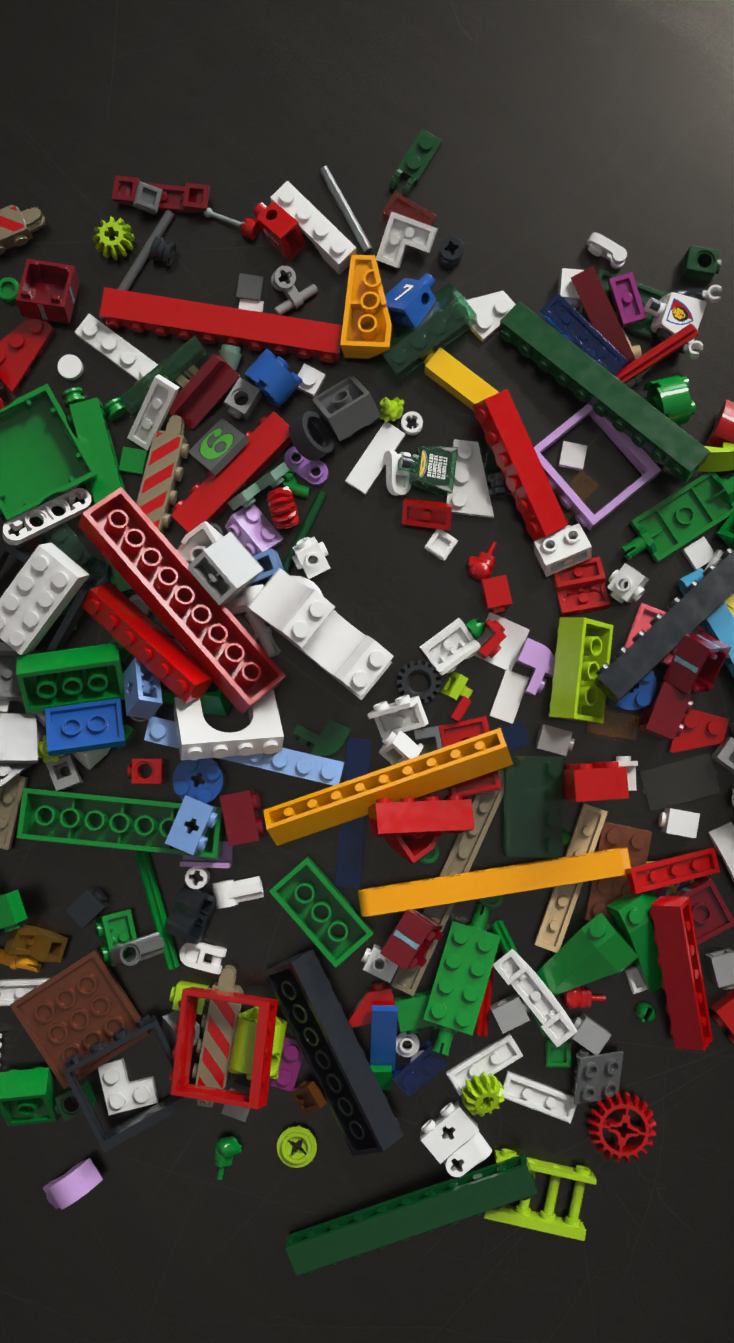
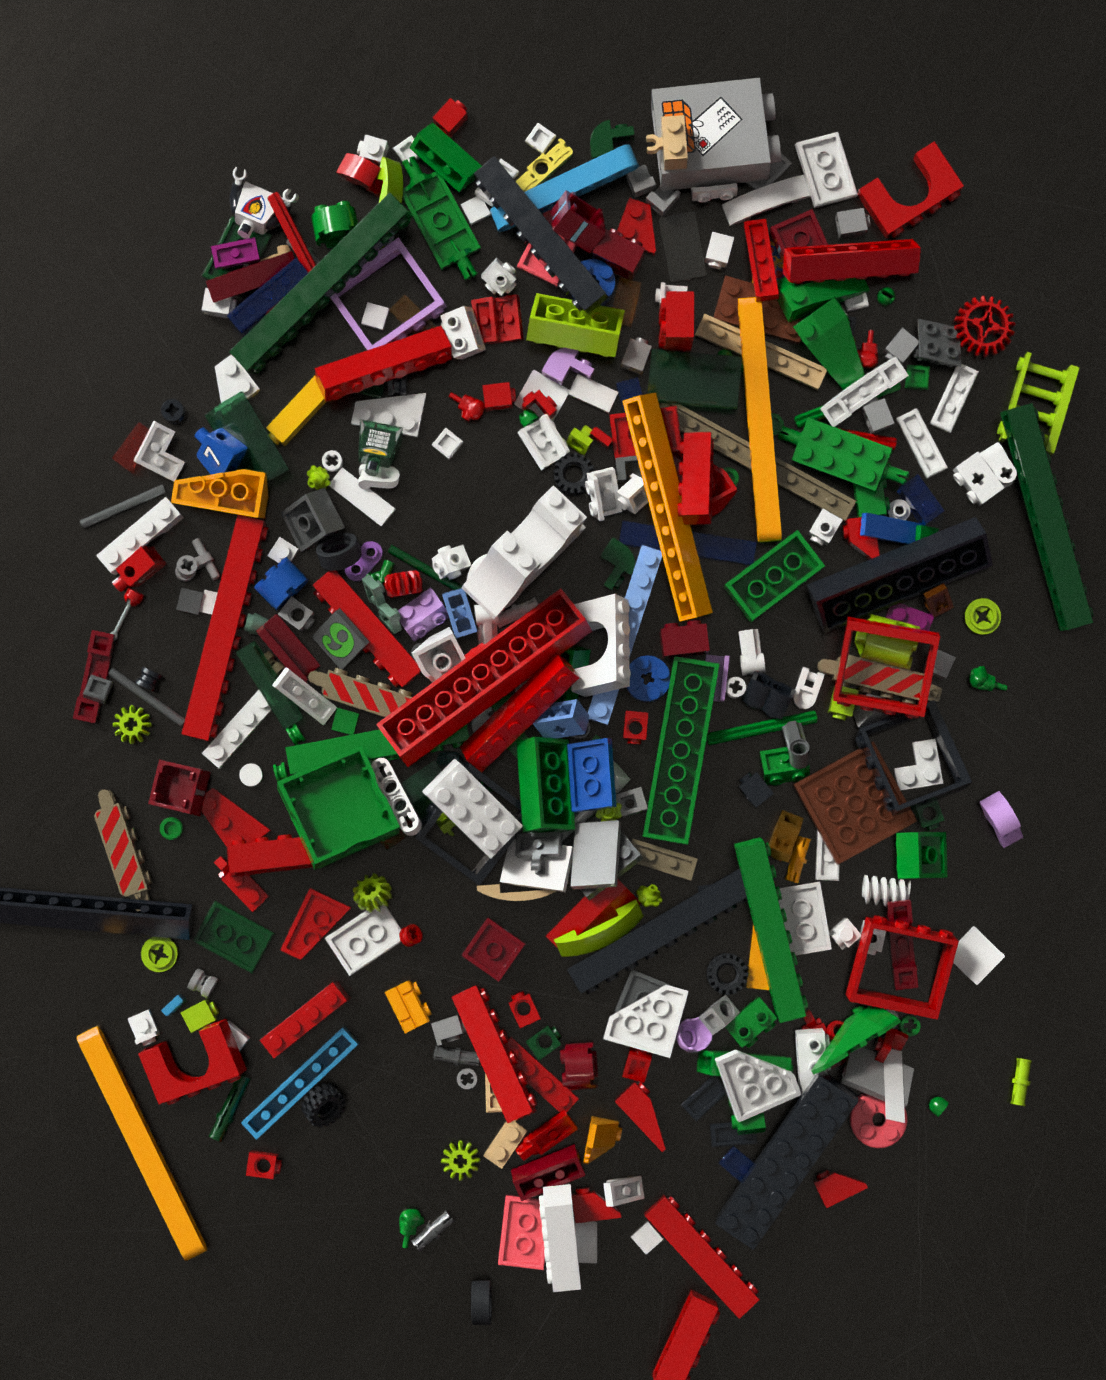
camera: 85 degrees left, 0 degrees up
(189, 811) = (675, 682): medium blue brick -> none
(225, 569) = (459, 634): slope -> none
(412, 940) = (805, 494): dark red container -> none
(416, 161) = (81, 436): dark green hinge -> none
(427, 514) = (419, 453): red plate -> none
(482, 1094) = (946, 446): lime gear -> none
(605, 247) = (180, 274): white plate -> none
(693, 270) = (206, 192): dark green brick -> none

